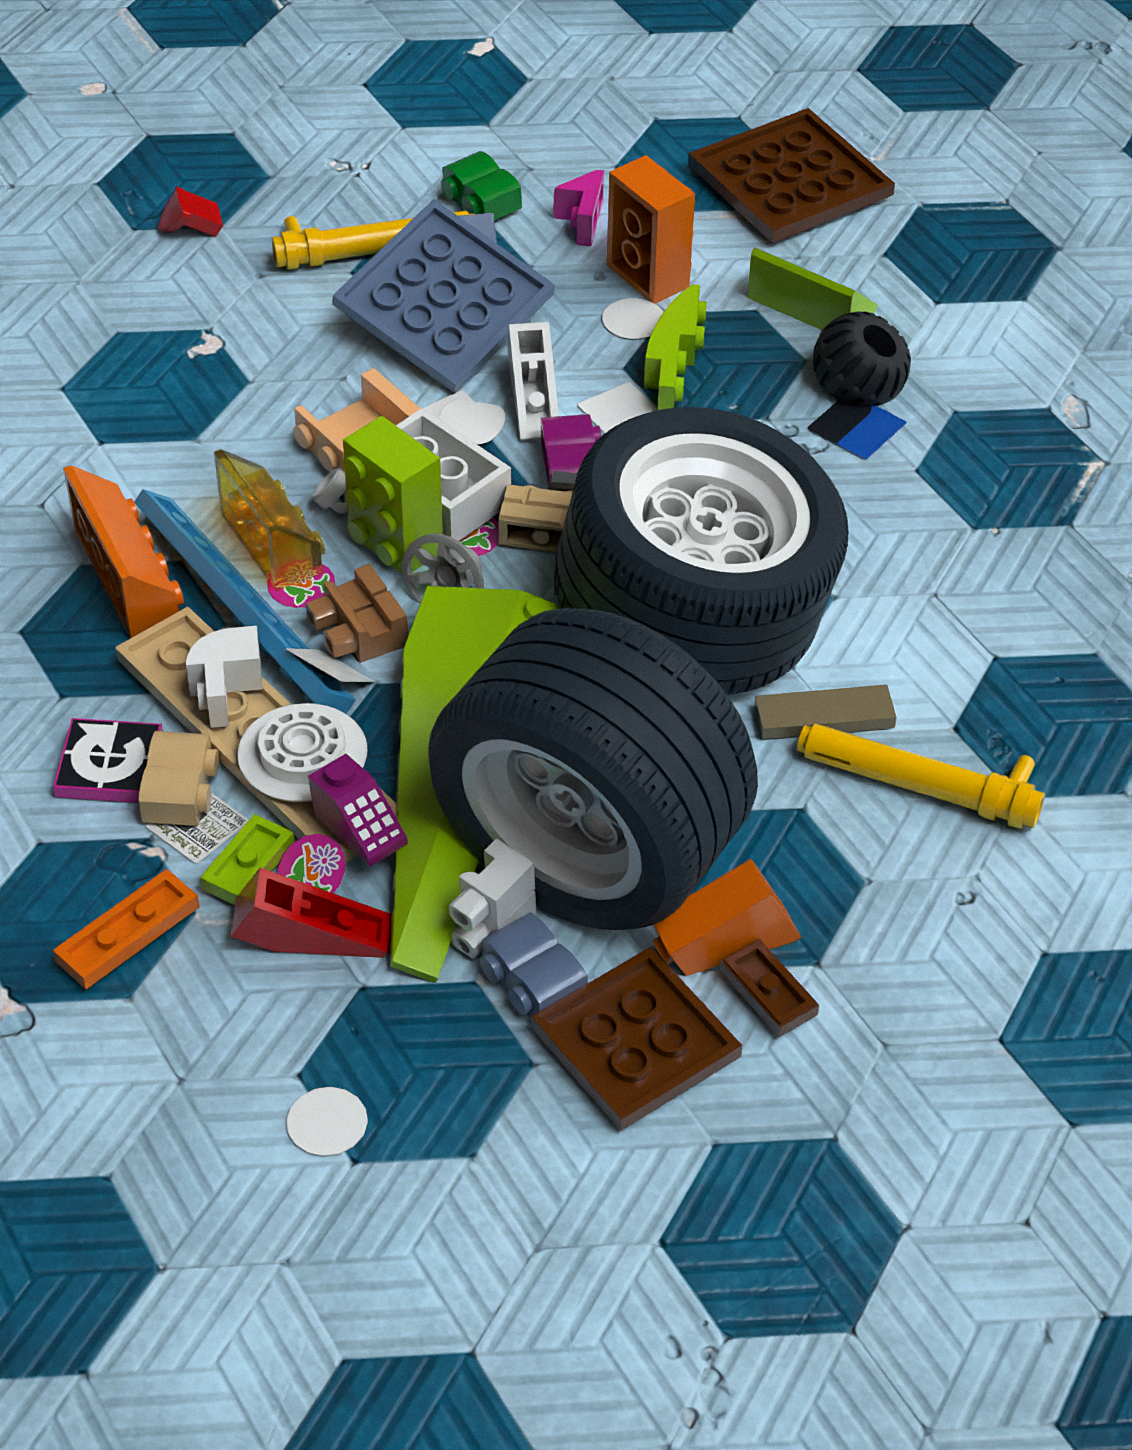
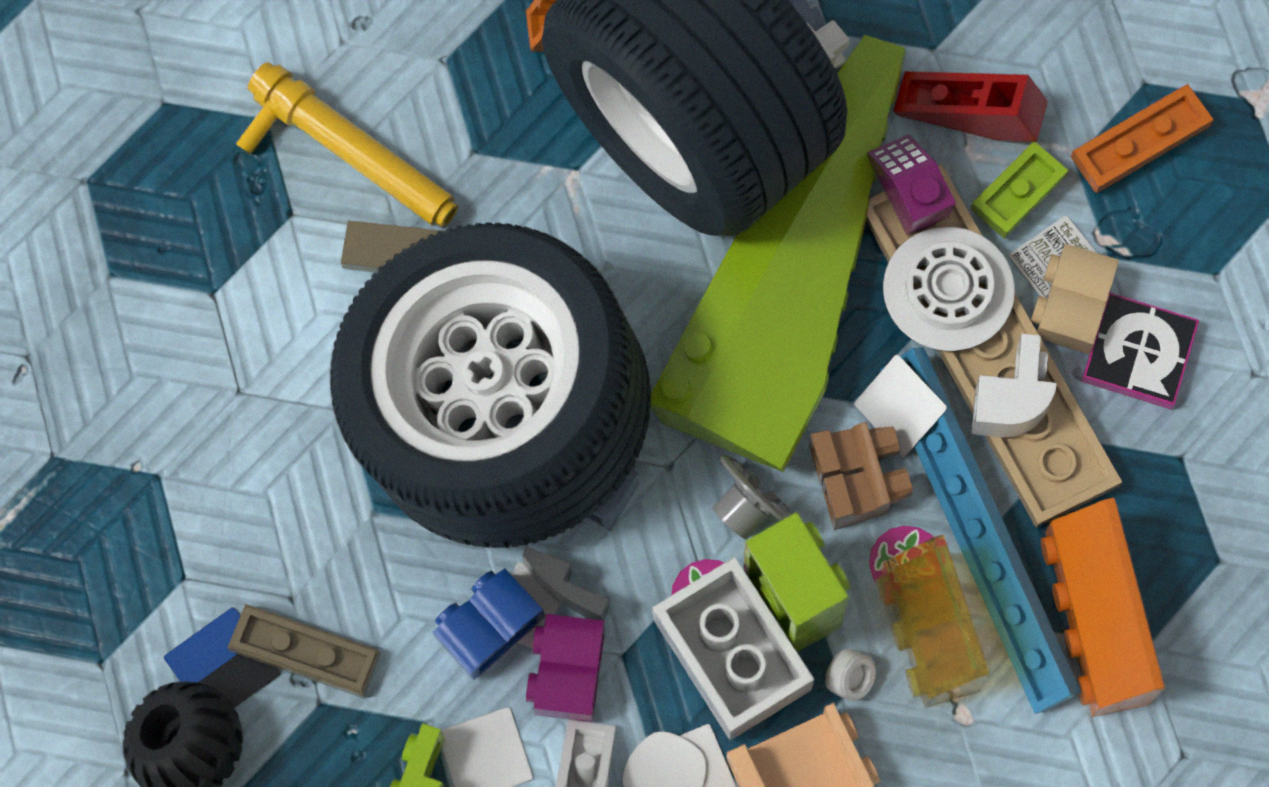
camera: 160 degrees left, 25 degrees up
(314, 861) = (961, 164): sticker -> none
(533, 517) = (624, 569): tan brick -> none
(817, 436) = (304, 650): none -> dark tan tile

